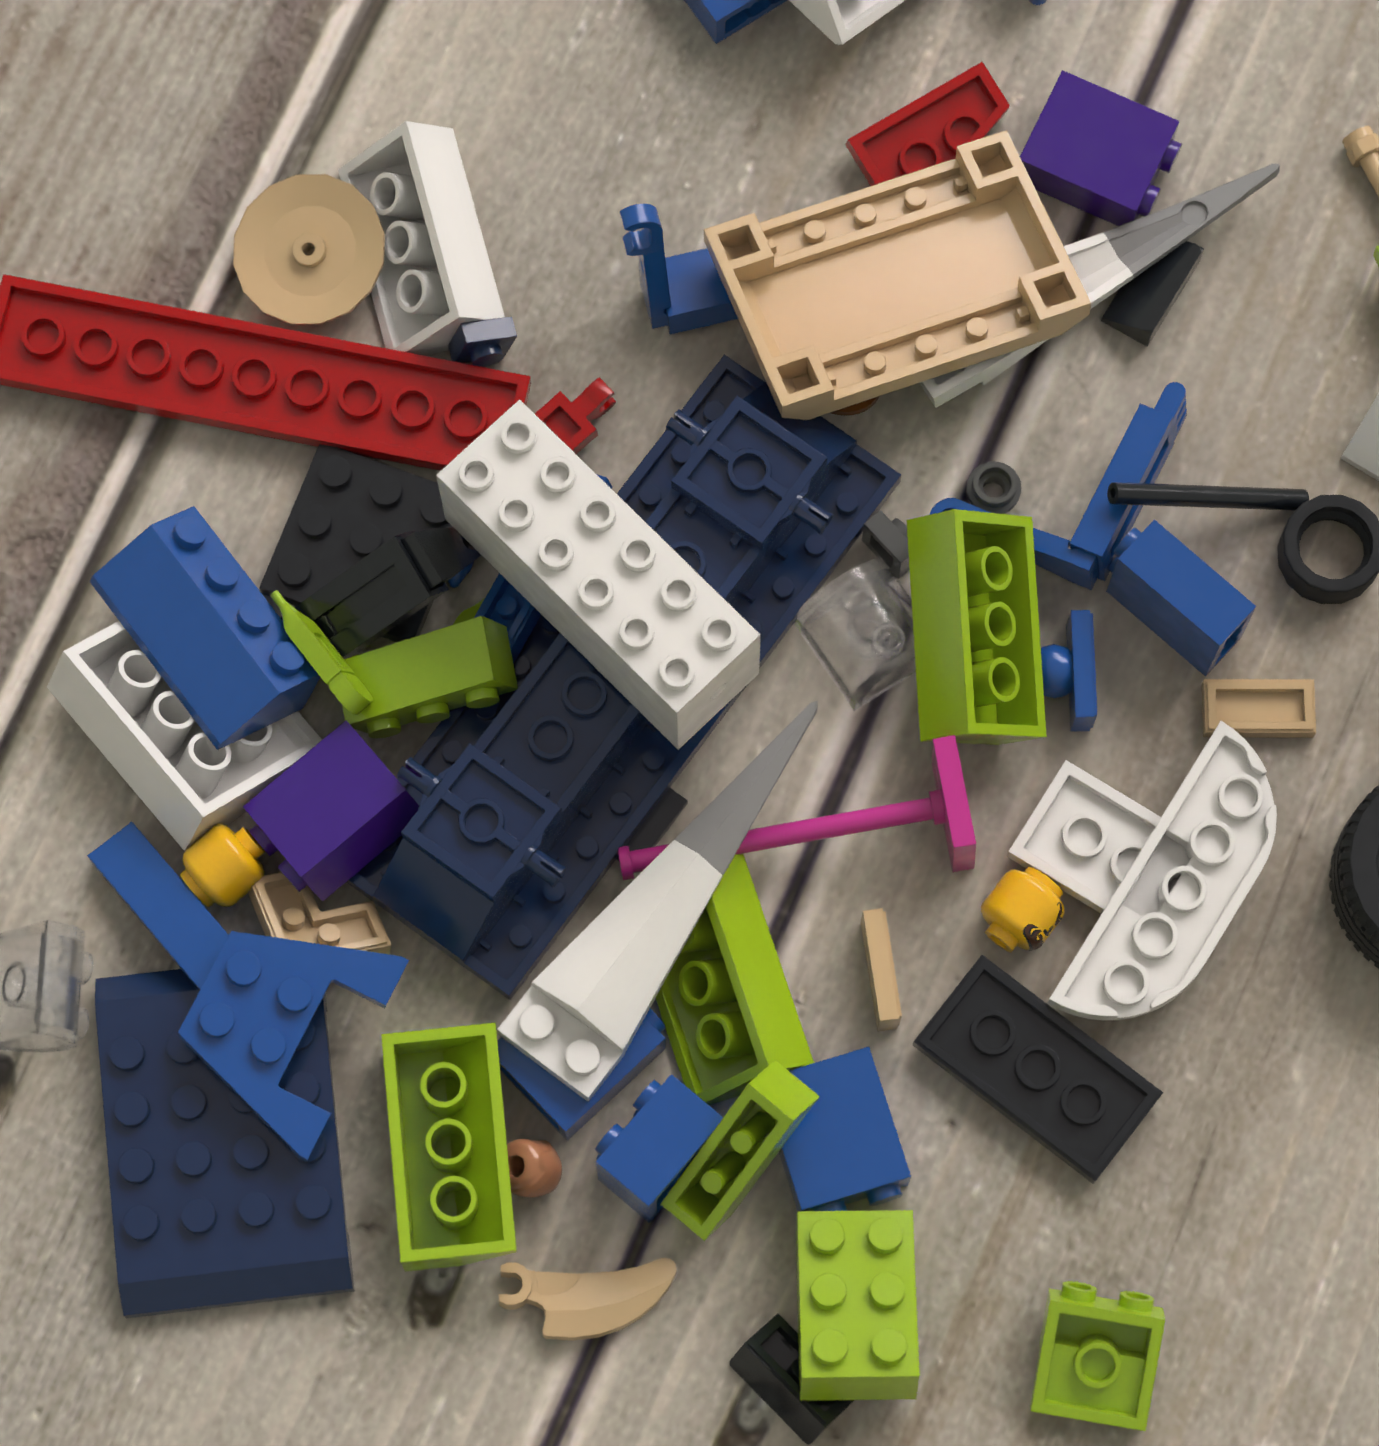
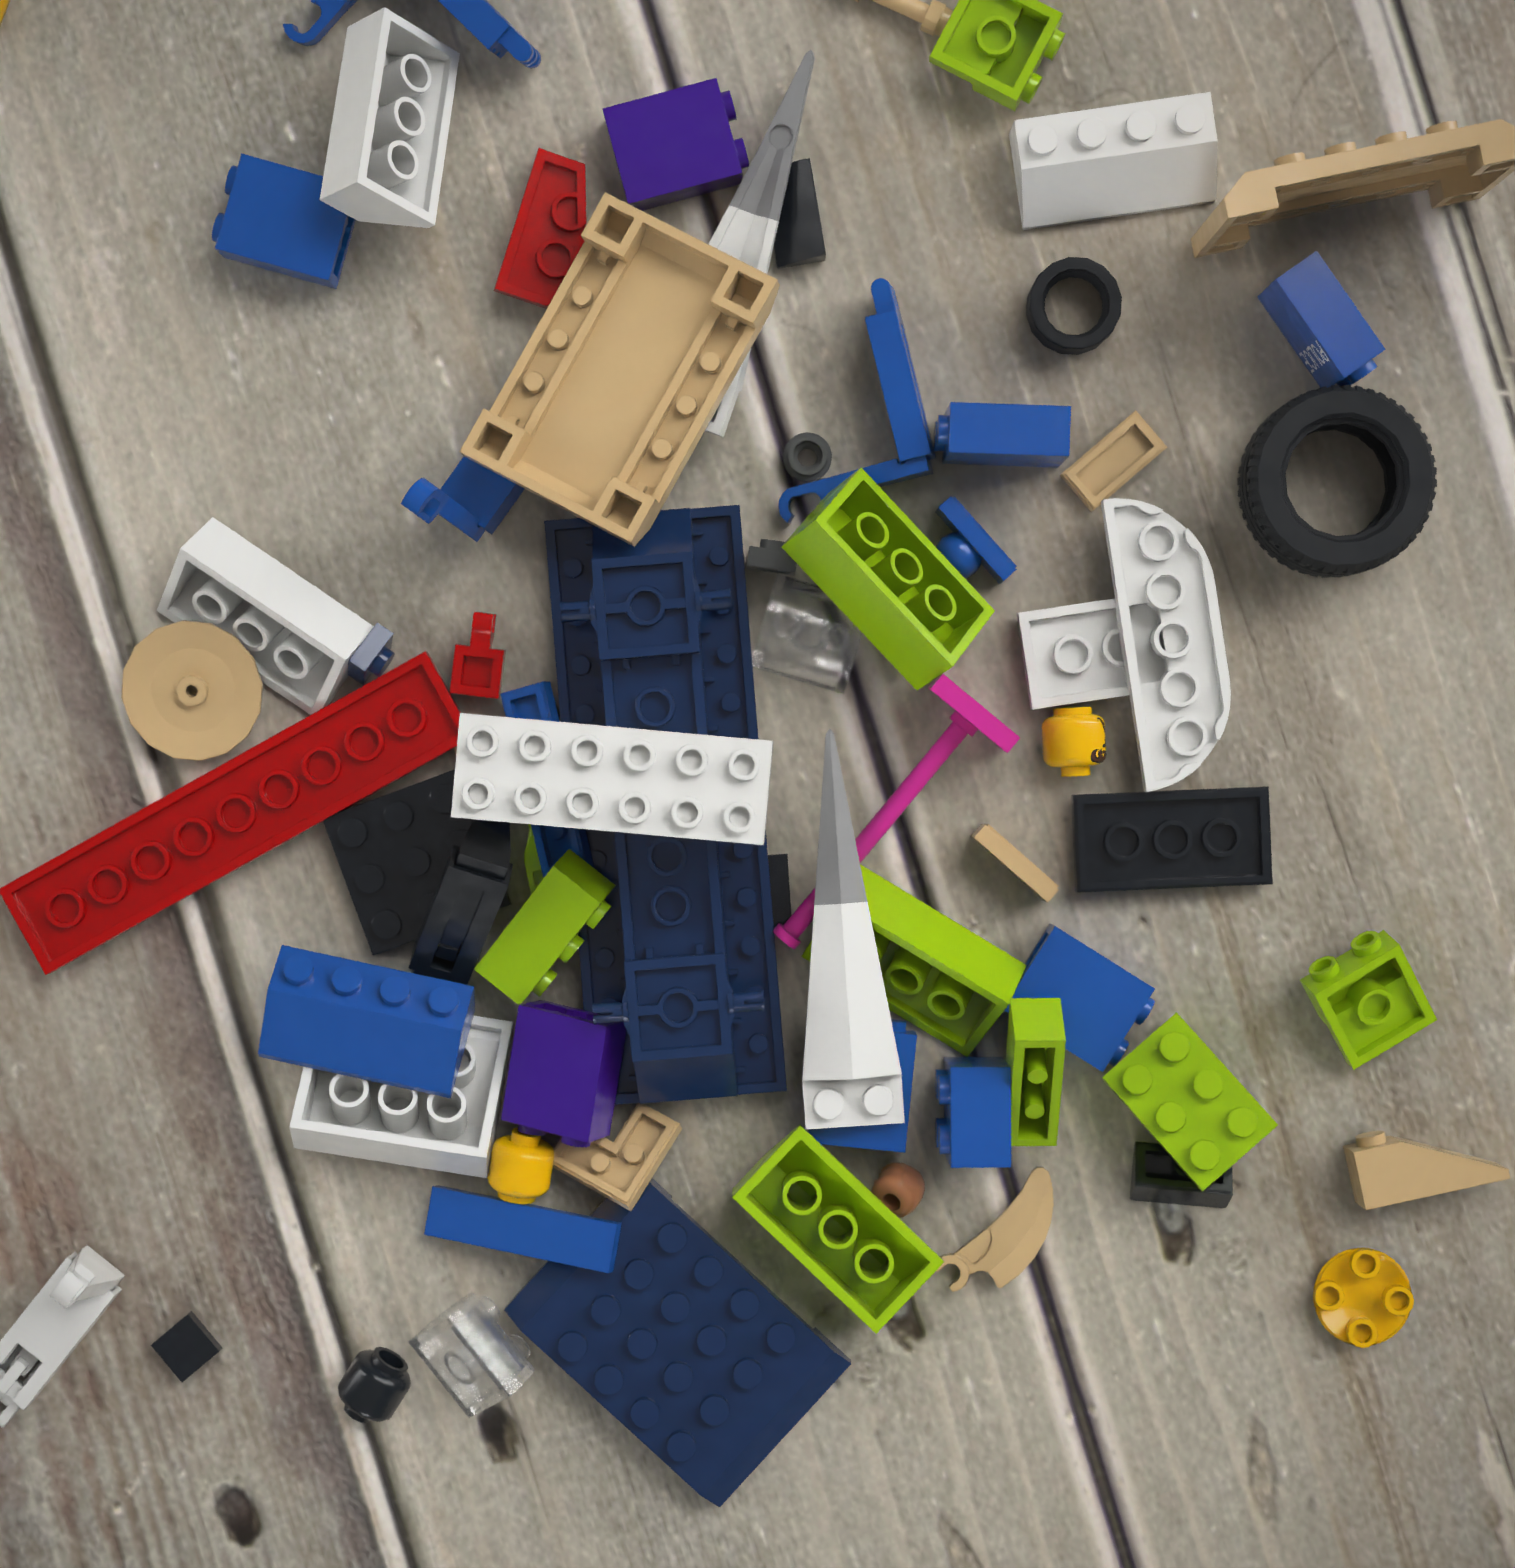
camera: 45 degrees left, 15 degrees up
(259, 1010) = (638, 1251): blue wing -> none
(323, 657) = (466, 977): lime piece -> none
(1206, 496) = (963, 344): black piece -> none

